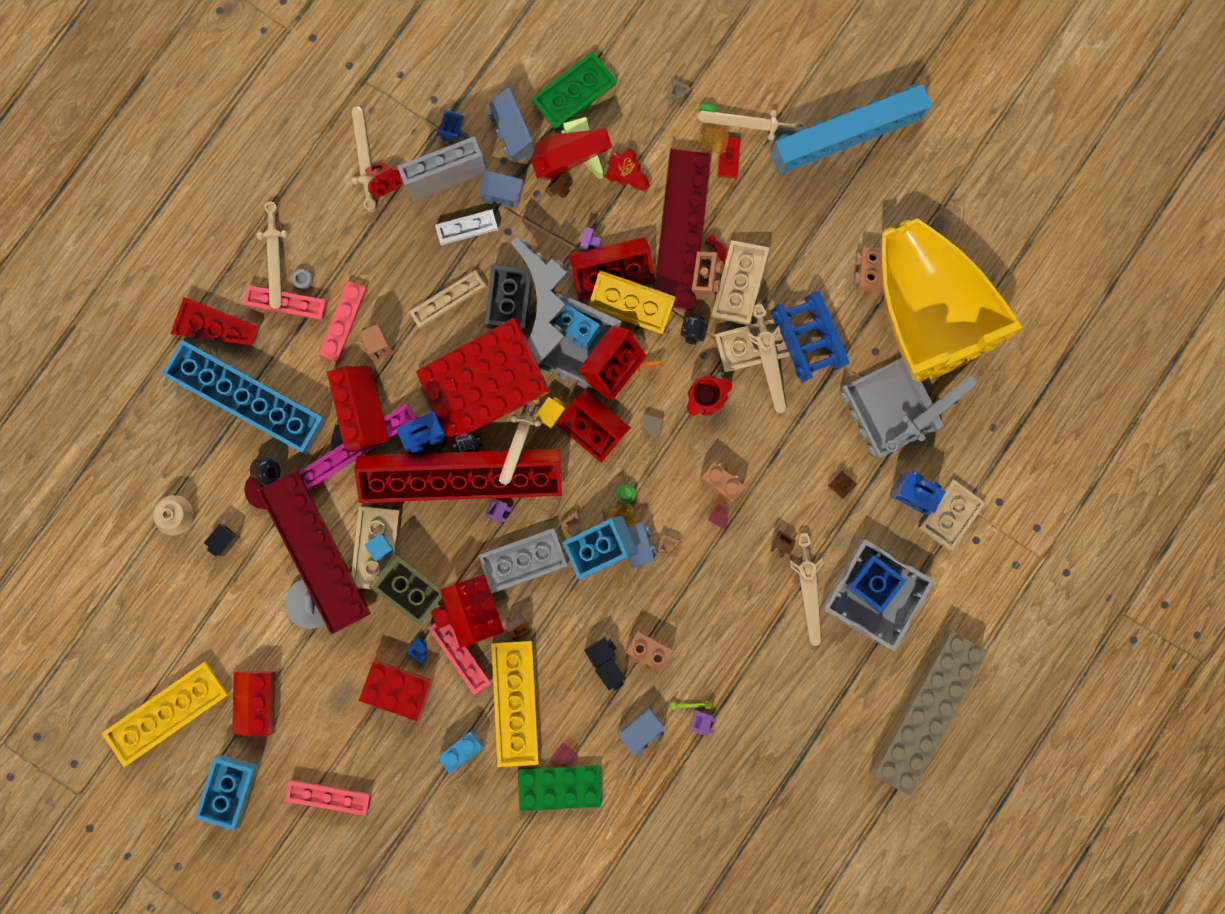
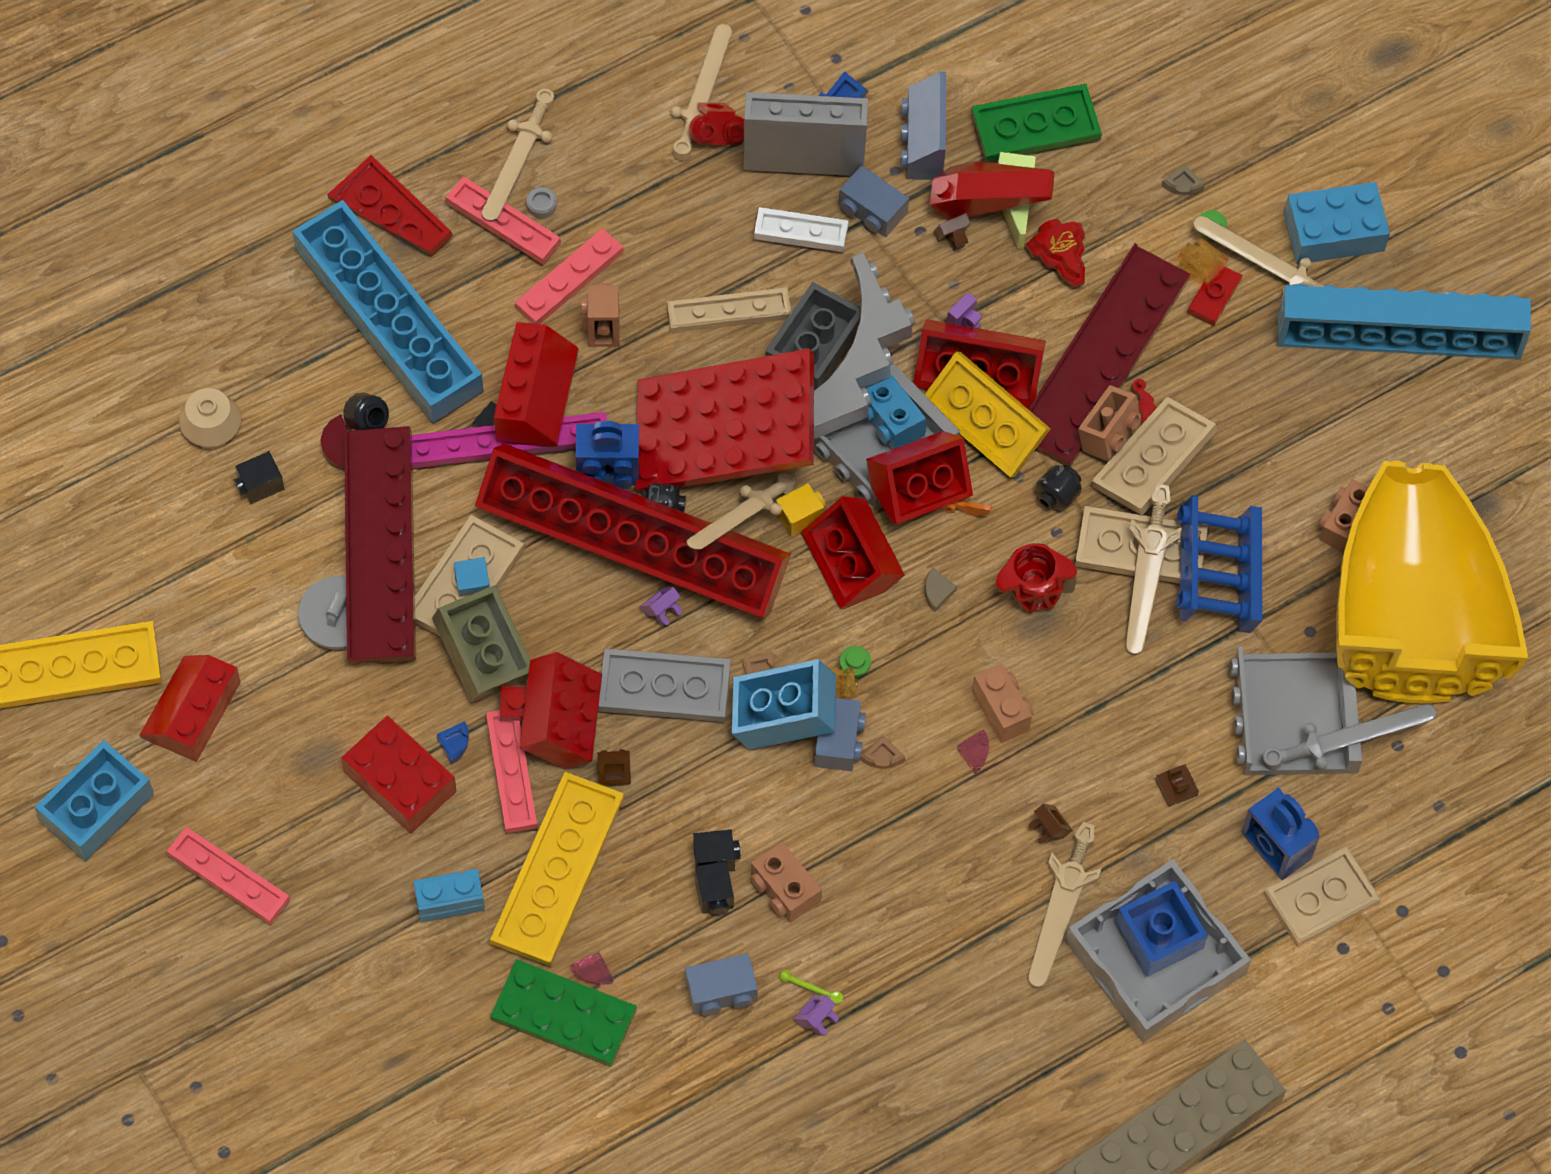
camera: 30 degrees right, 20 degrees down
(781, 78) = (1336, 222): none -> dark azure brick

